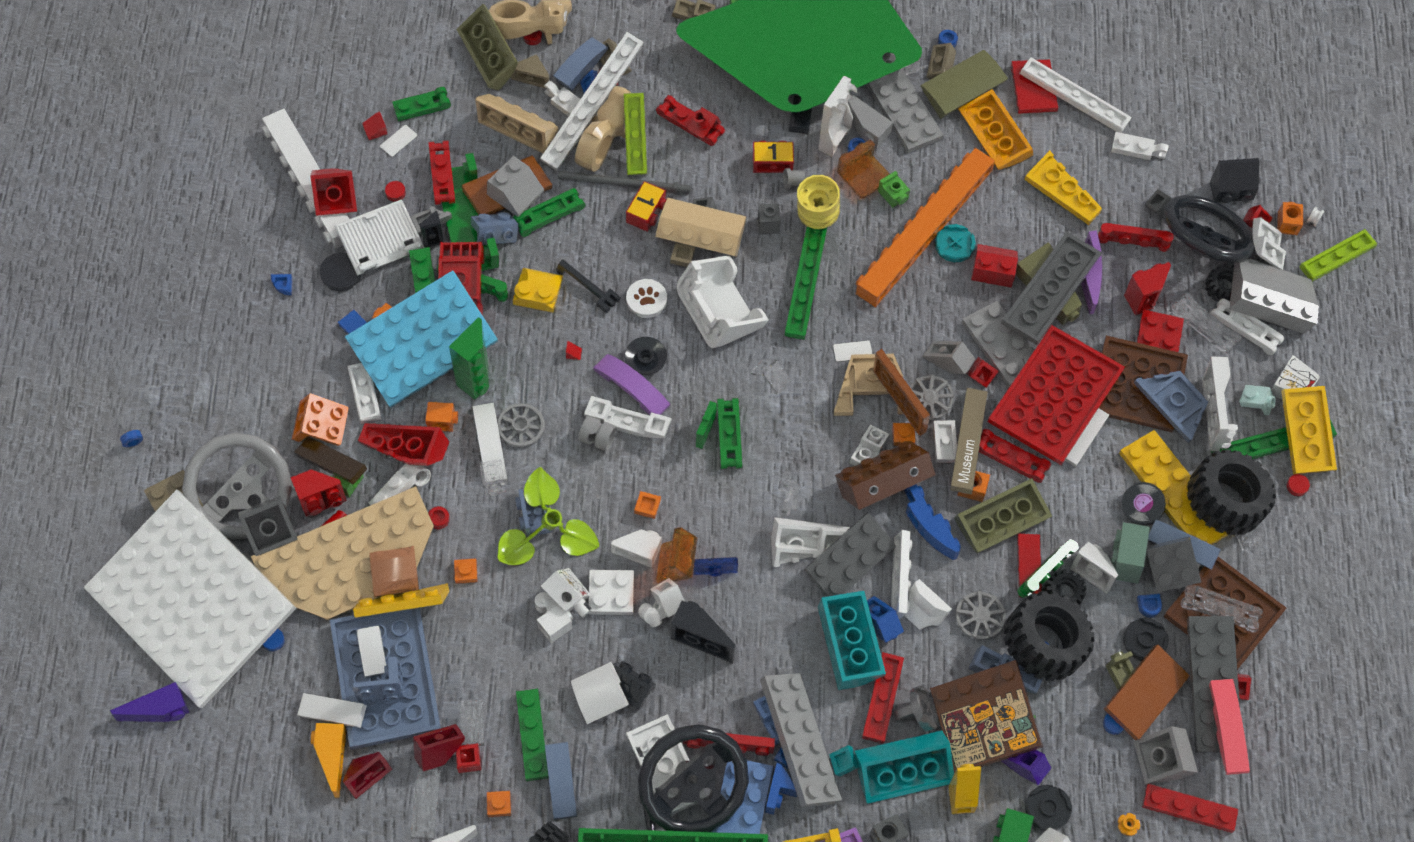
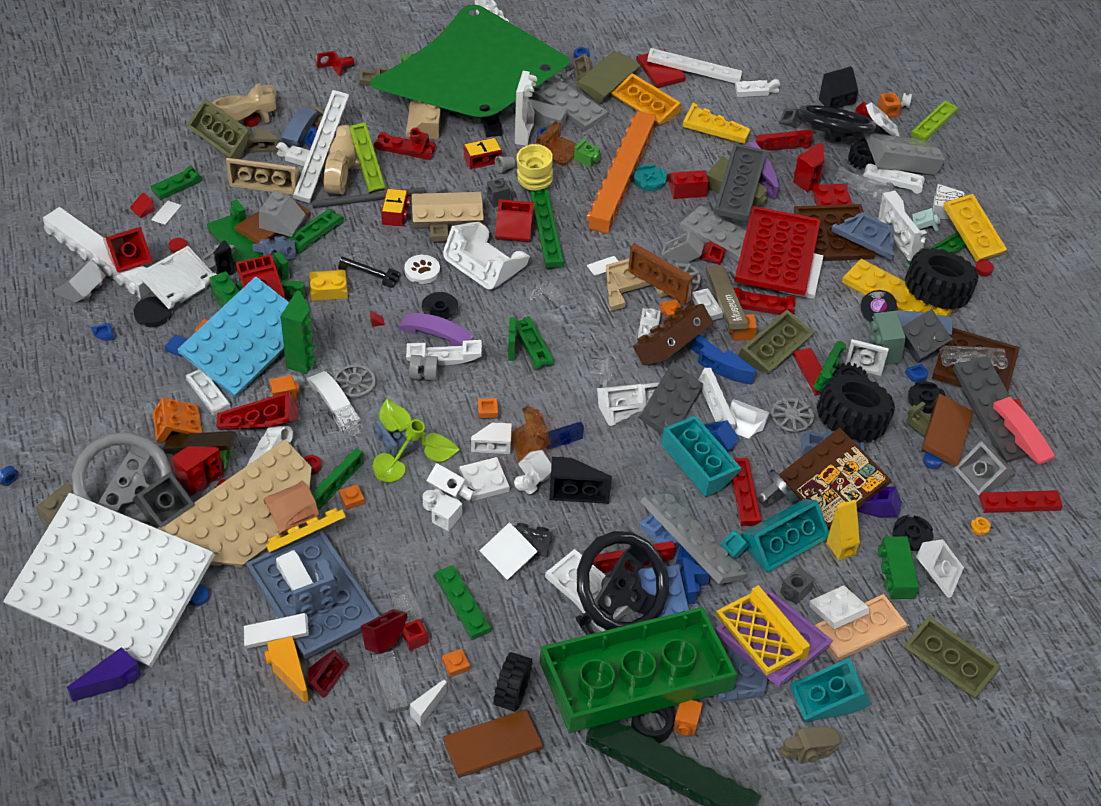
camera: 20 degrees left, 15 degrees down
(277, 213) = (81, 282): none -> light grey slope
(441, 172) = (213, 221): red plate -> none
(460, 543) = (338, 477): none -> green plate
(560, 780) = (503, 624): sand blue slope -> none
(723, 93) = (424, 117): none -> tan slope
(771, 264) = (514, 220): none -> red slope

